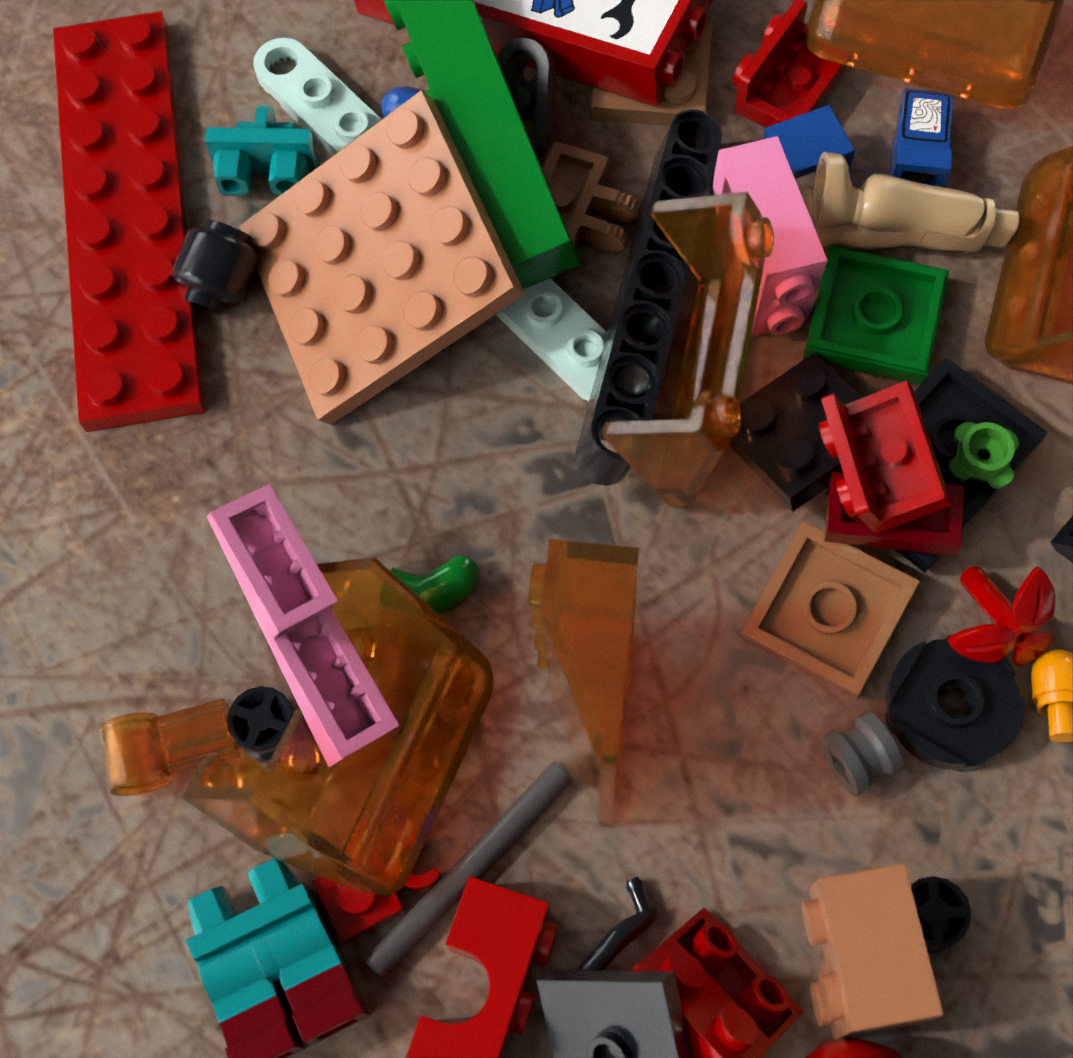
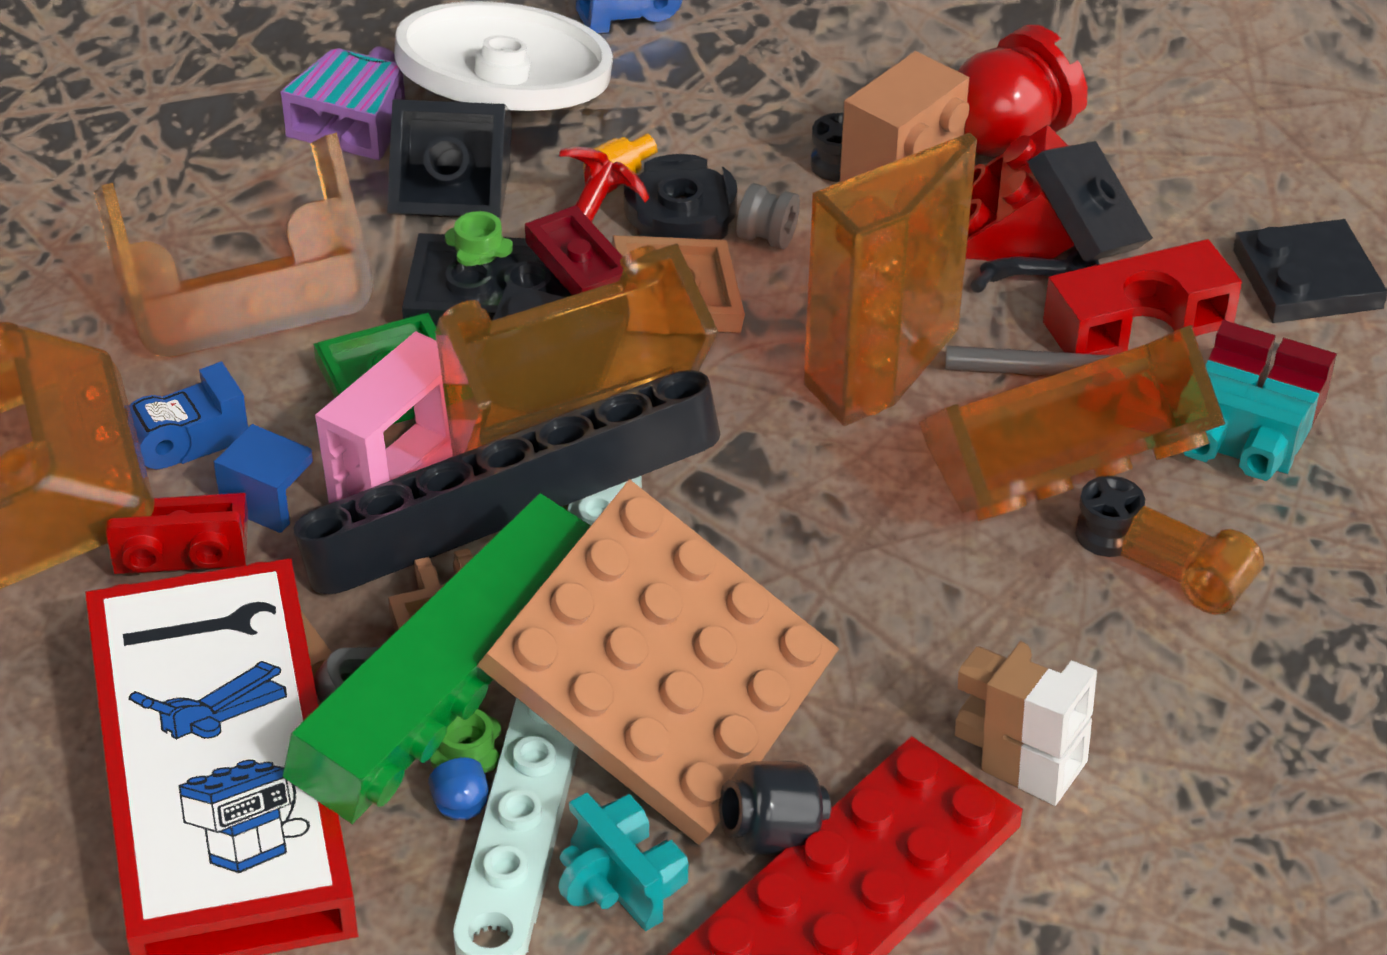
camera: 135 degrees left, 25 degrees down
(114, 453) = (1027, 719): none -> hips
(300, 626) = (1034, 457): bright pink slope -> none
(444, 585) = (901, 492): green arm -> none
(884, 457) = (552, 243): red bracket -> none
(901, 213) = (283, 381): tan piece -> none

